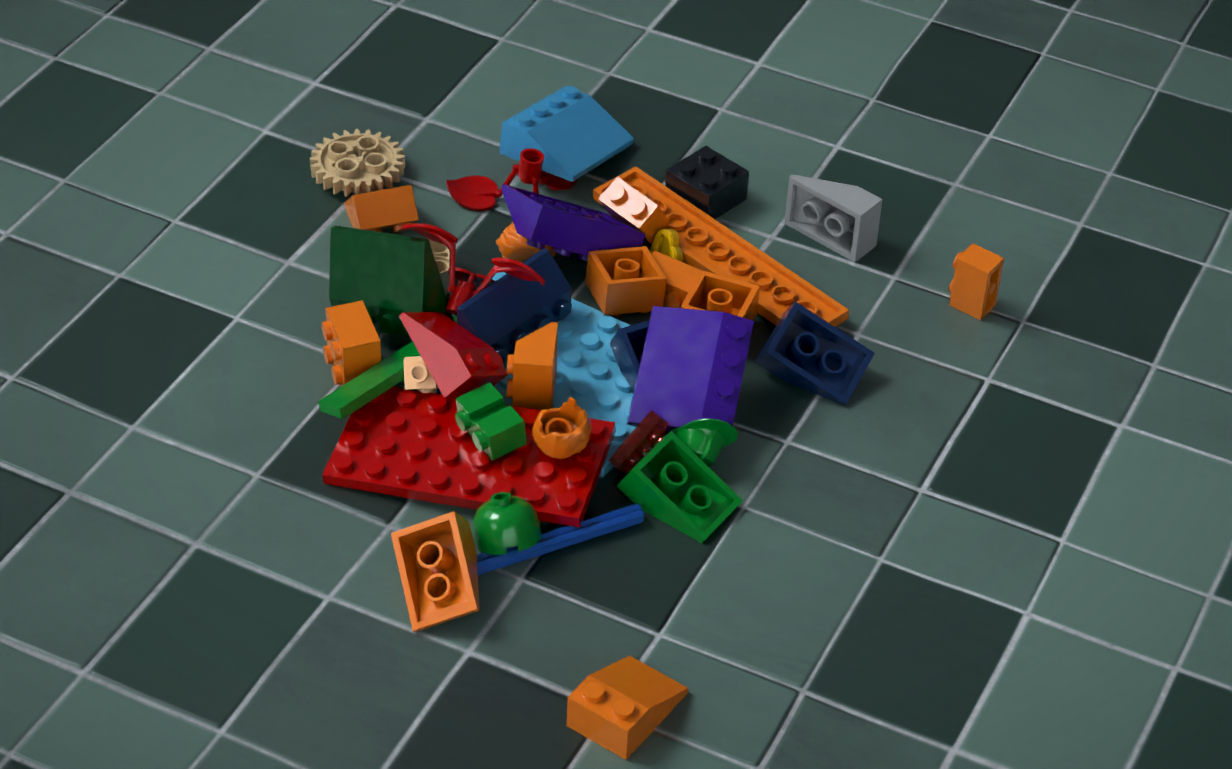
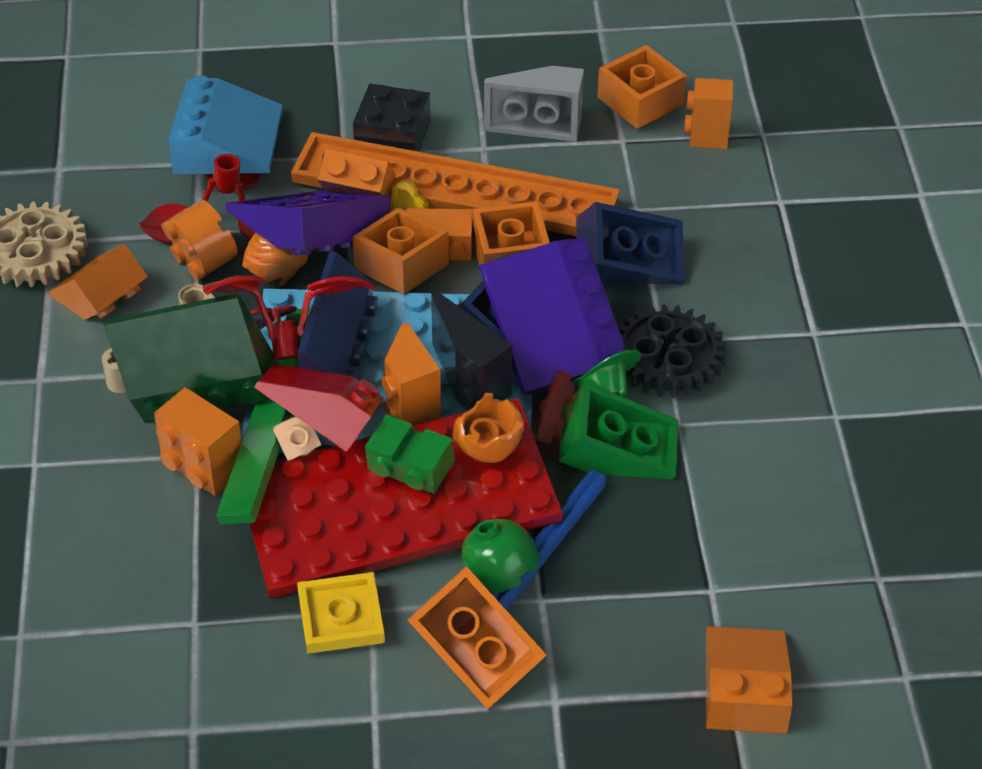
camera: 30 degrees left, 5 degrees up
(361, 513) = (340, 612): none -> yellow plate
(476, 208) = (199, 239): none -> orange brick
(598, 373) = (470, 353): none -> black slope
(780, 446) = (687, 362): none -> black gear
(936, 236) = (641, 86): none -> orange brick

